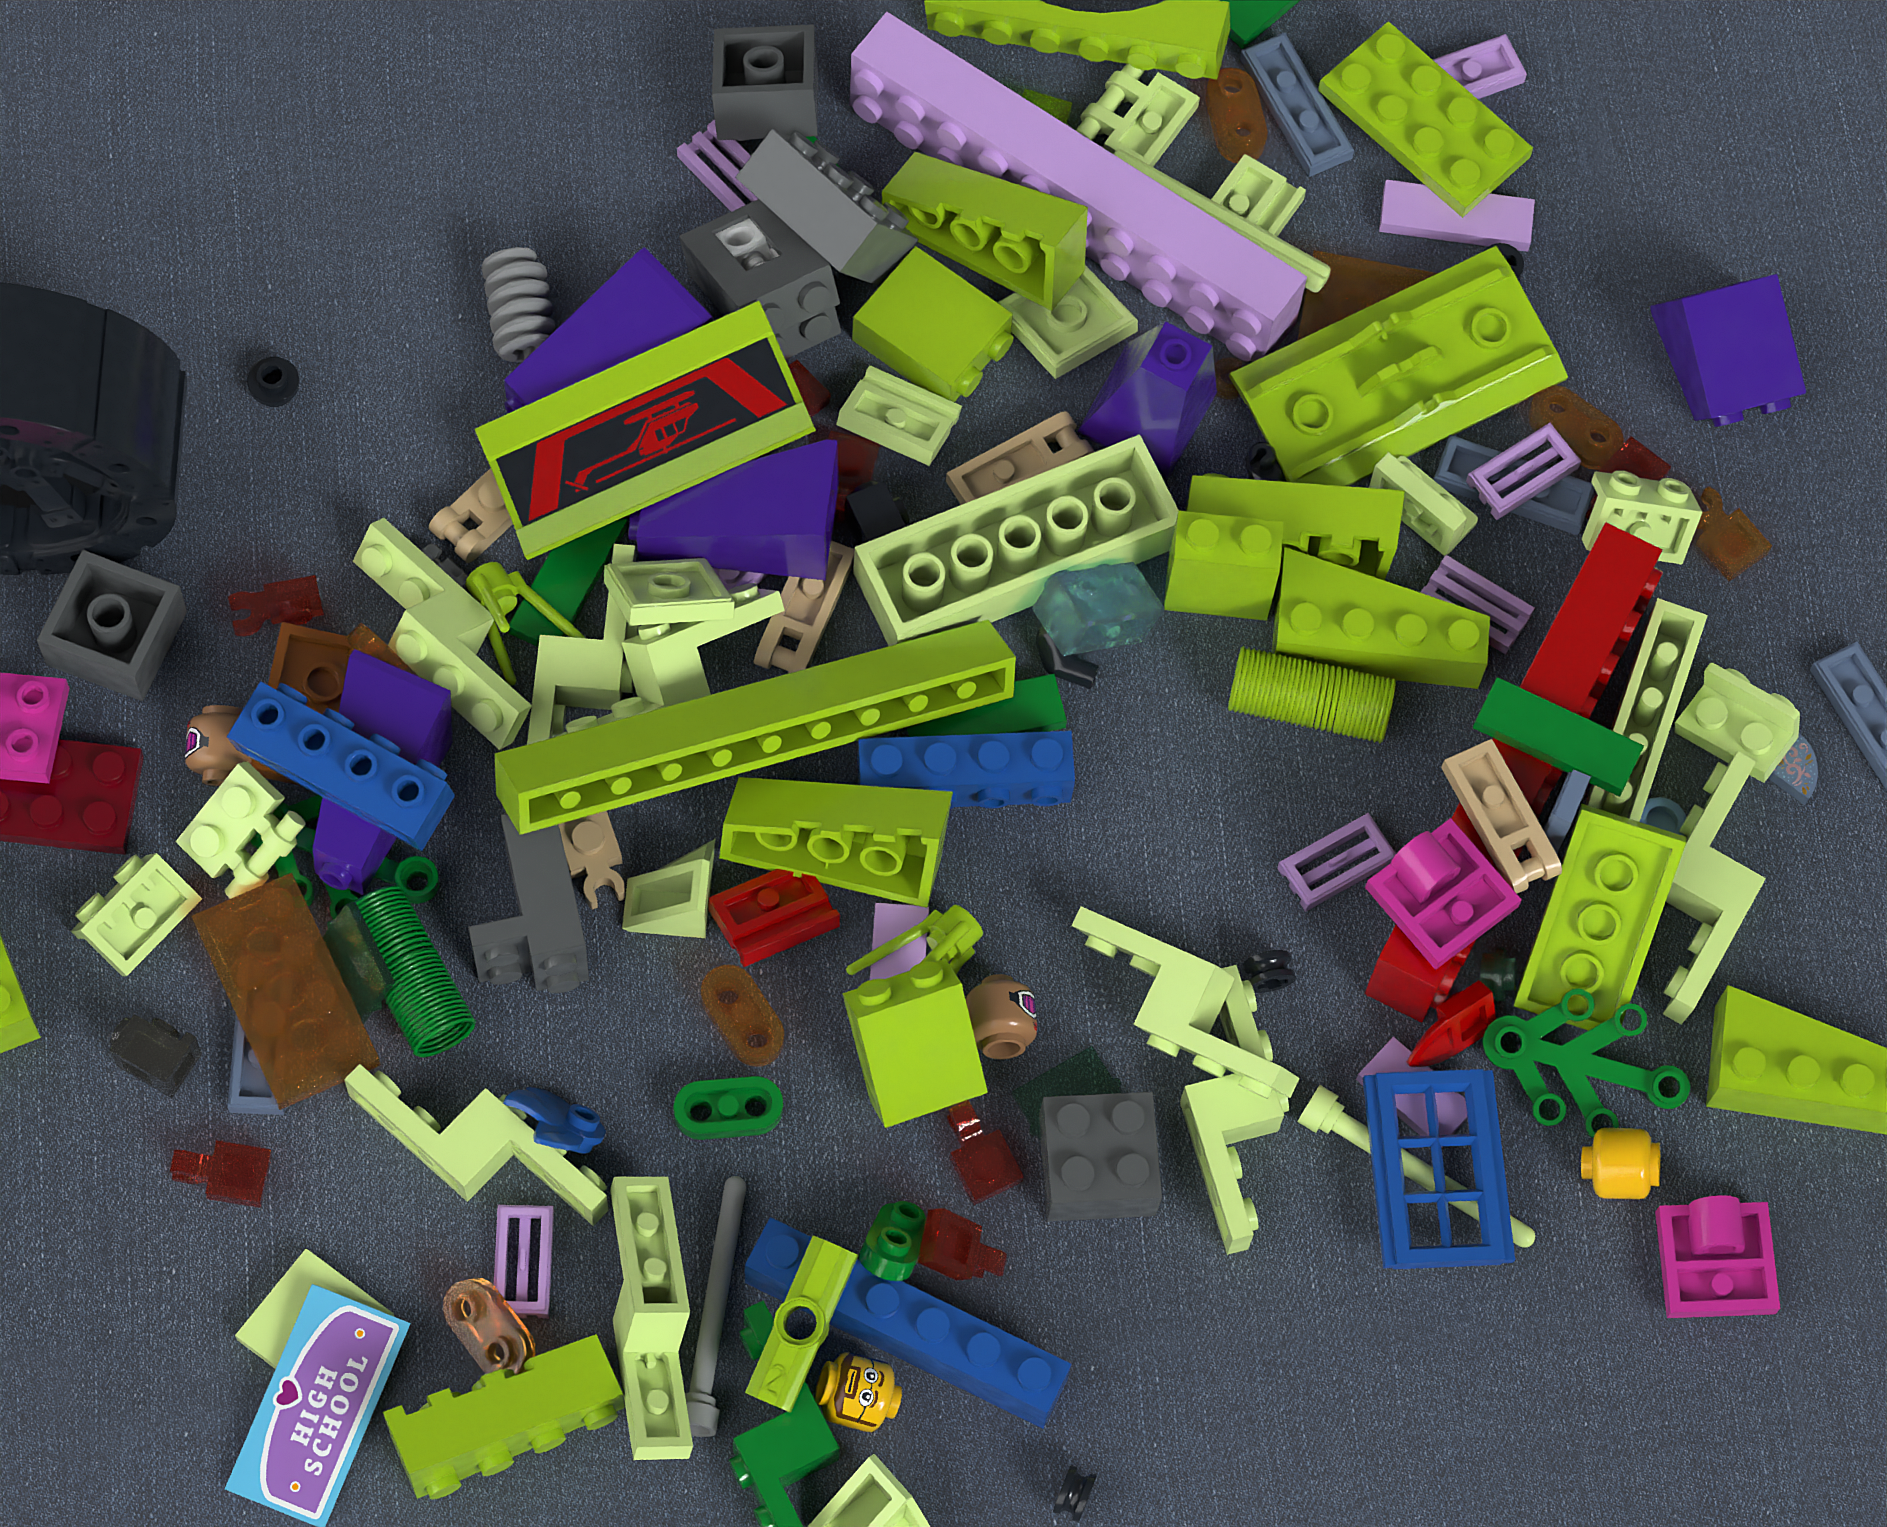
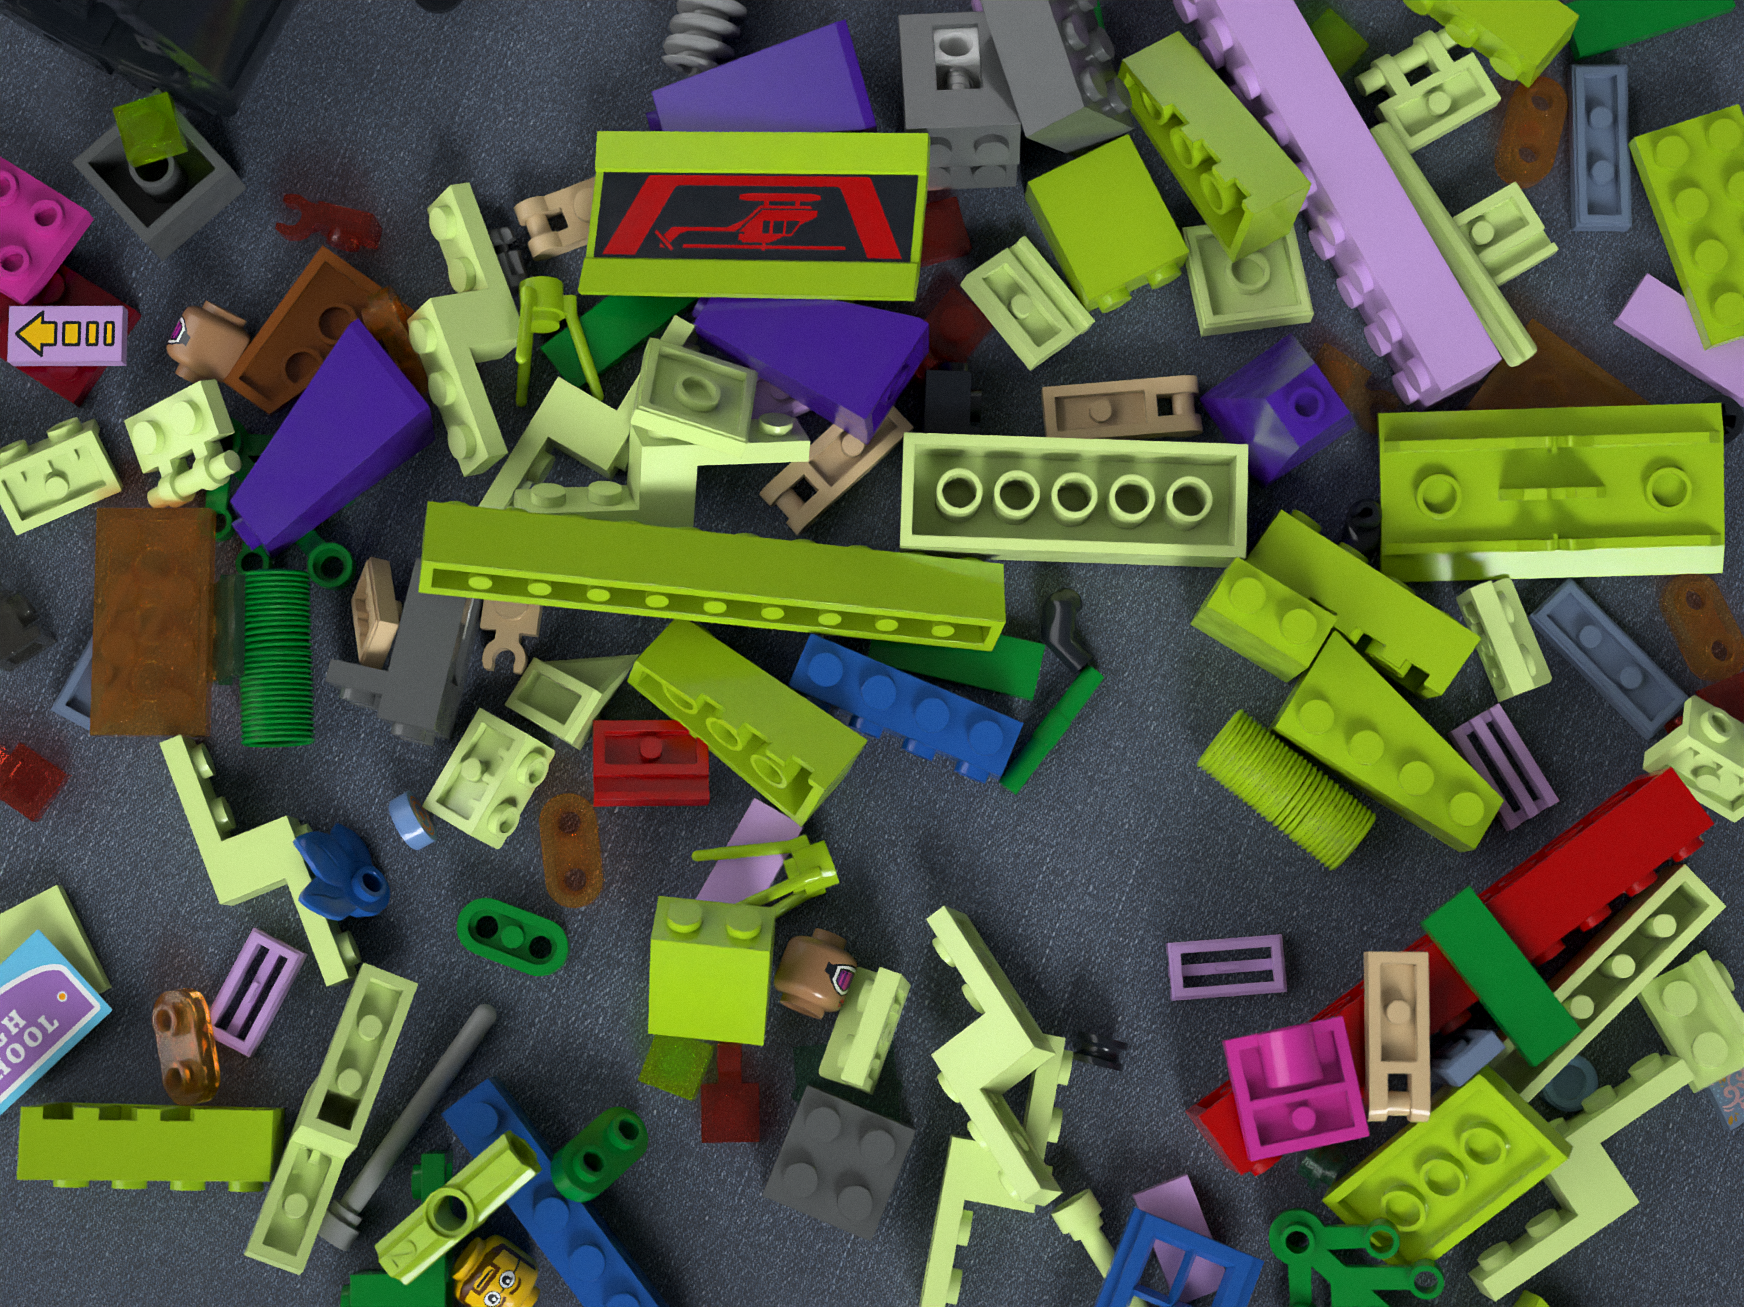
camera: 30 degrees right, 15 degrees up
(95, 582) = (150, 129): none -> clear neon green plate
(96, 788) = (67, 336): none -> lavender tile
(341, 764) = (284, 436): blue brick -> none
(479, 887) = (375, 613): none -> tan plate
(593, 1052) = (412, 821): none -> medium blue tile
(641, 988) = (489, 779): none -> yellowish green bracket
(921, 1146) = (676, 1065): none -> clear neon green plate
(954, 1247) = (650, 1189): clear red plate -> none
(1065, 1039) = (865, 1029): none -> yellowish green bracket
(1094, 740) = (1051, 729): none -> green piece
(1097, 608) = (1116, 603): clear light blue brick -> none
(1459, 1025) = (1252, 1197): red plate -> none
(1490, 493) = (1575, 660): lavender tile -> none

